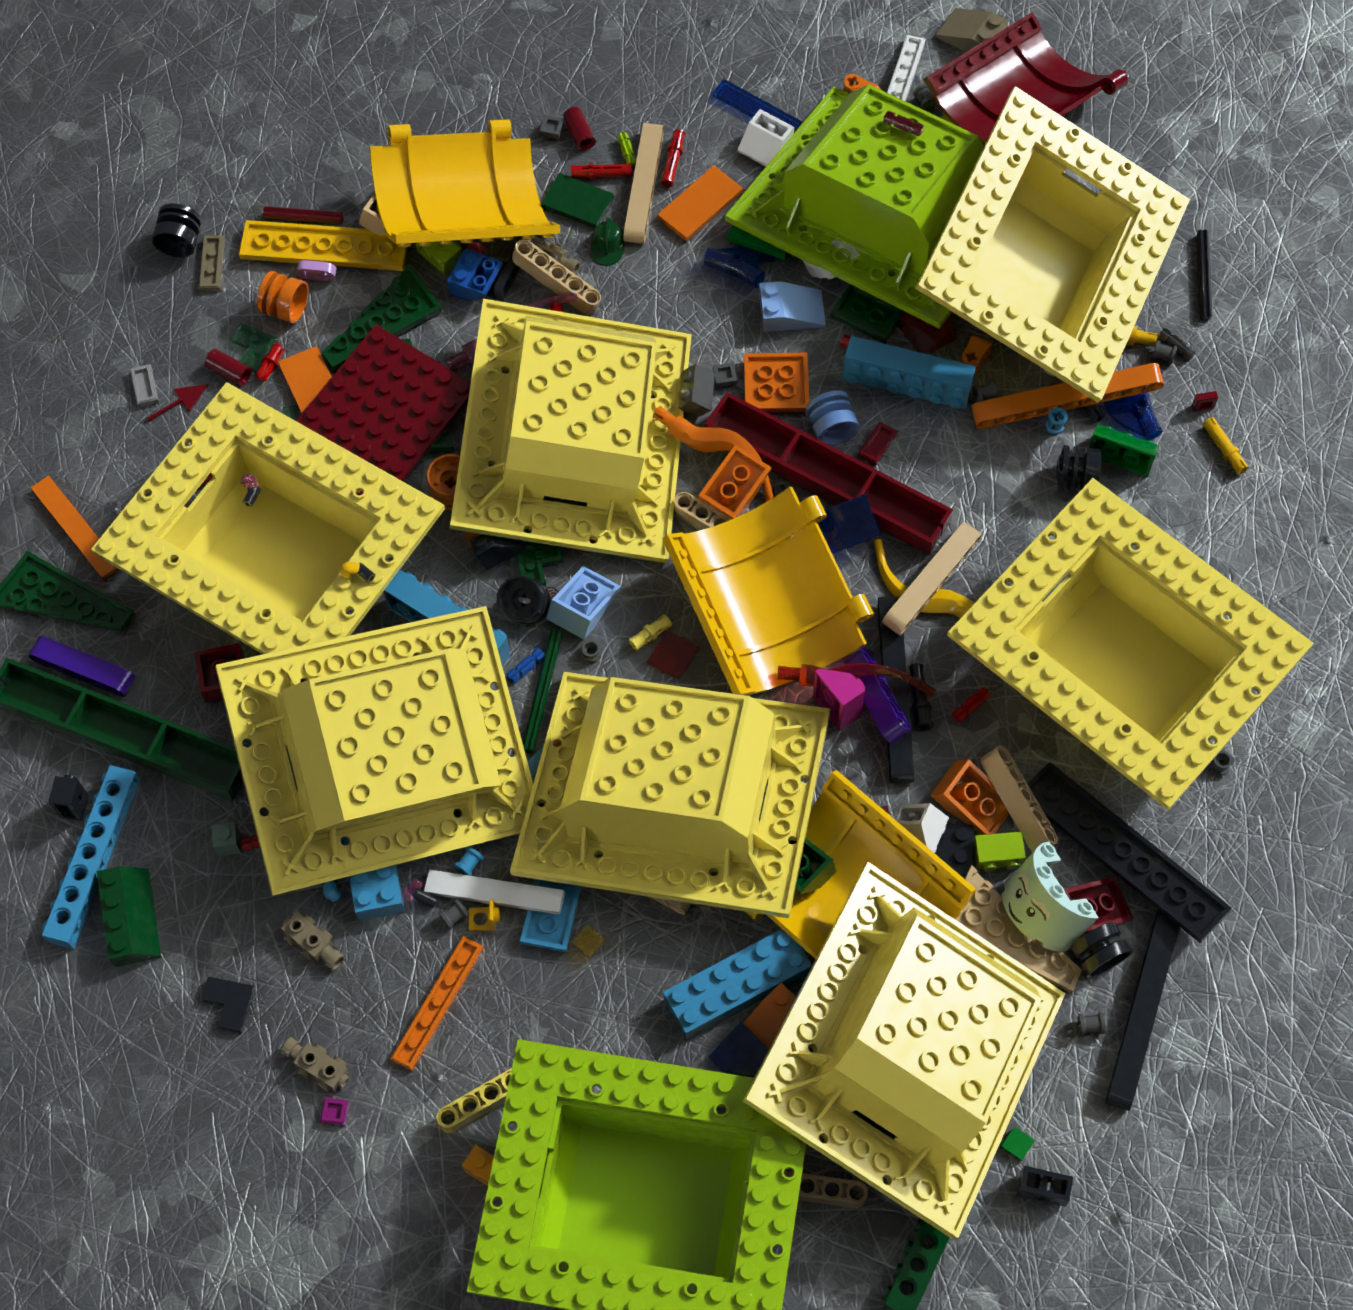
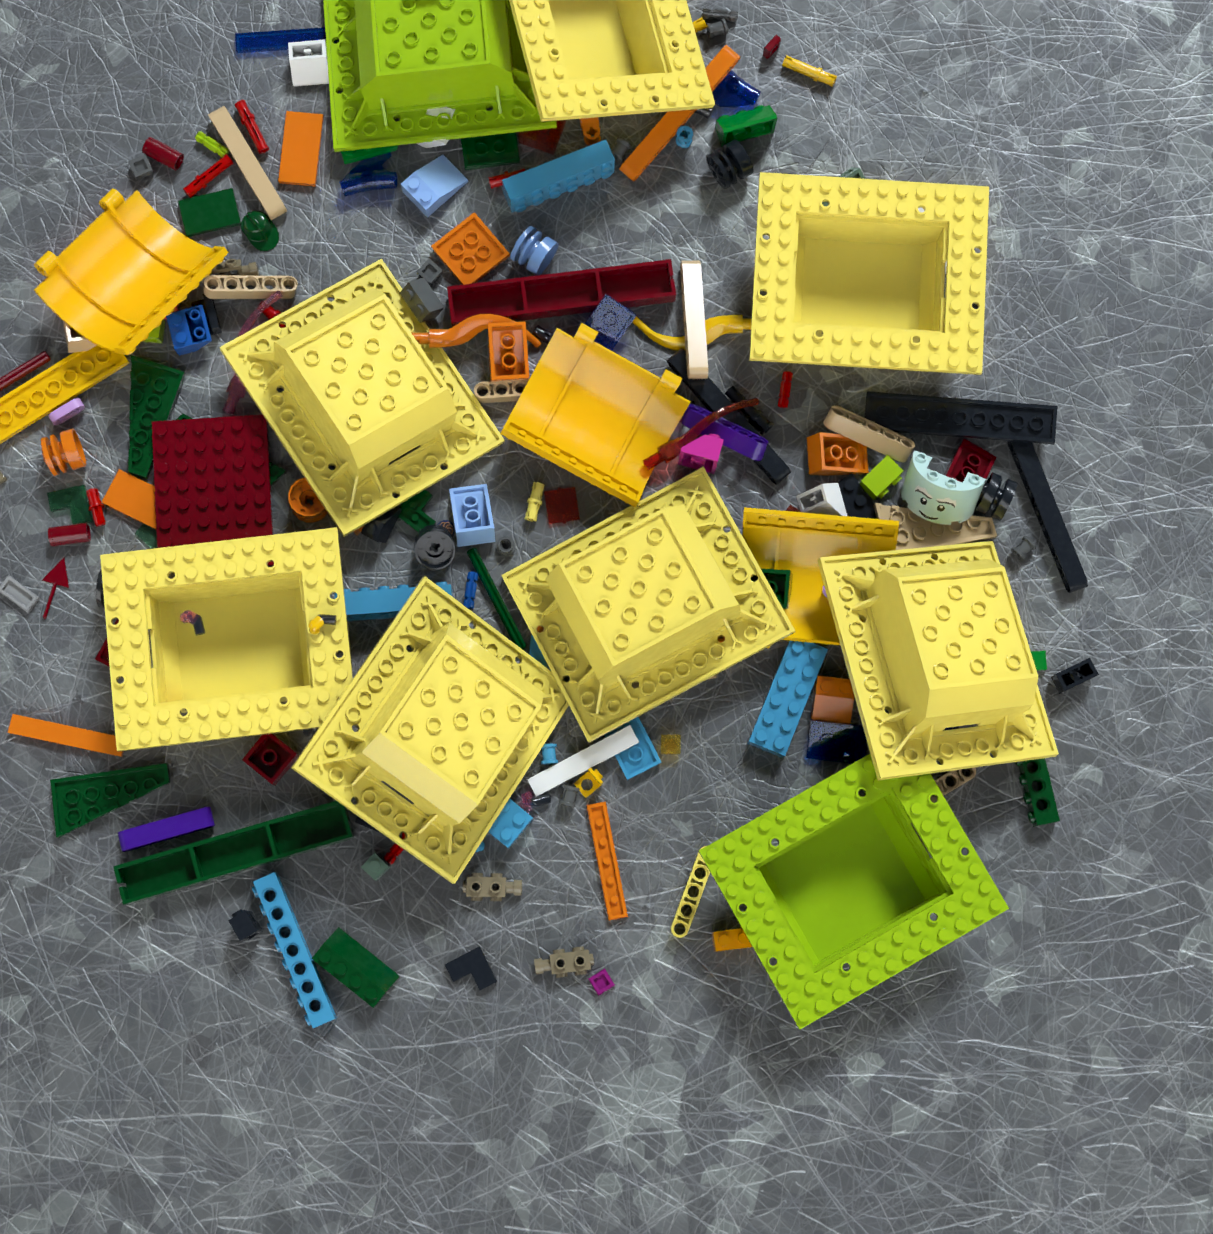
camera: 45 degrees left, 15 degrees up
(877, 443) = (575, 244): dark red tile -> none

